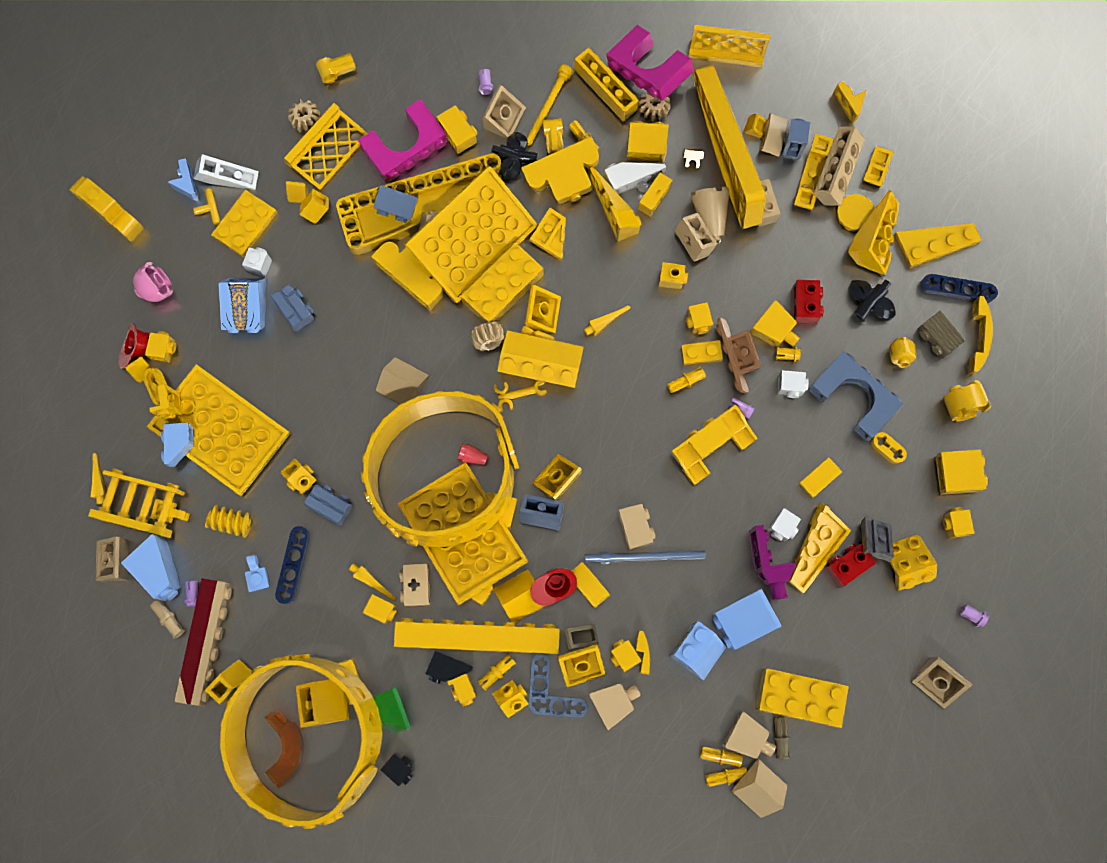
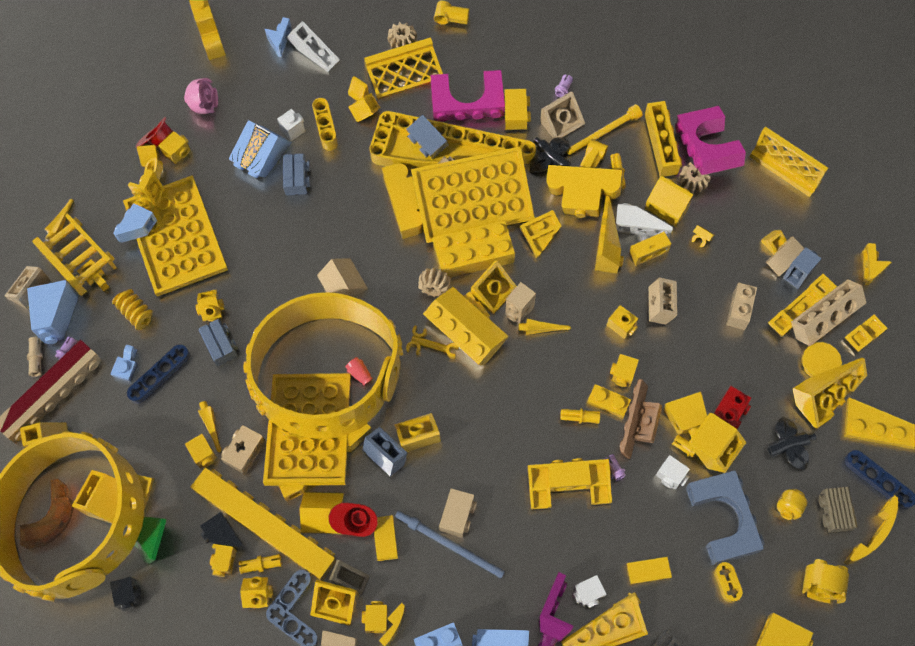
camera: 35 degrees right, 10 degrees down
(210, 207) = (284, 66): yellow piece -> none
(244, 223) = (302, 90): yellow plate -> none
(284, 236) = (323, 117): none -> yellow beam
(575, 311) = (520, 303): none -> tan brick
(712, 209) = (691, 286): tan cone -> none
(730, 149) = (736, 245): yellow beam -> none
(815, 337) = (717, 443): none -> yellow slope

